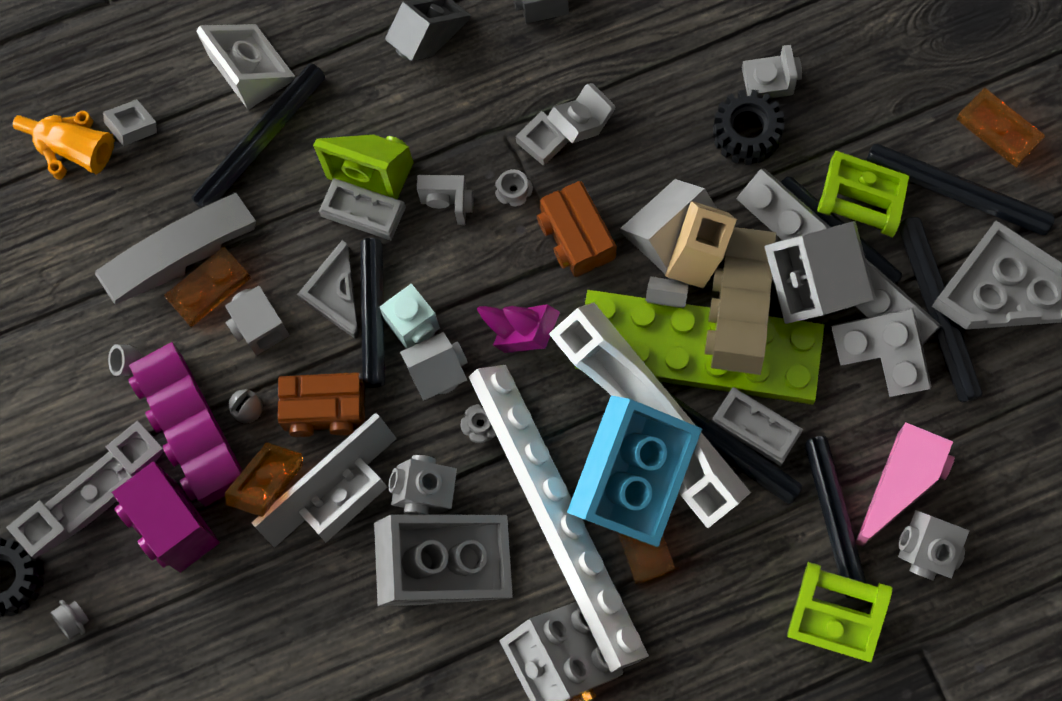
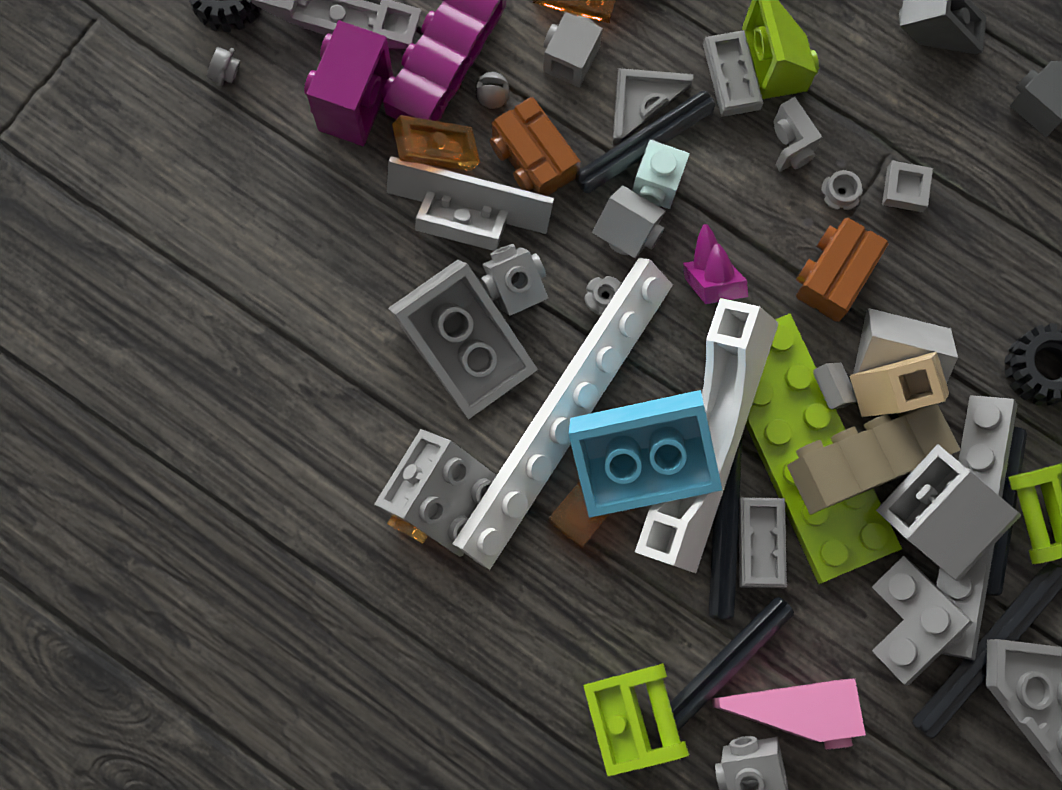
camera: 45 degrees right, 5 degrees up
(583, 116) = (952, 208): light grey bracket -> none

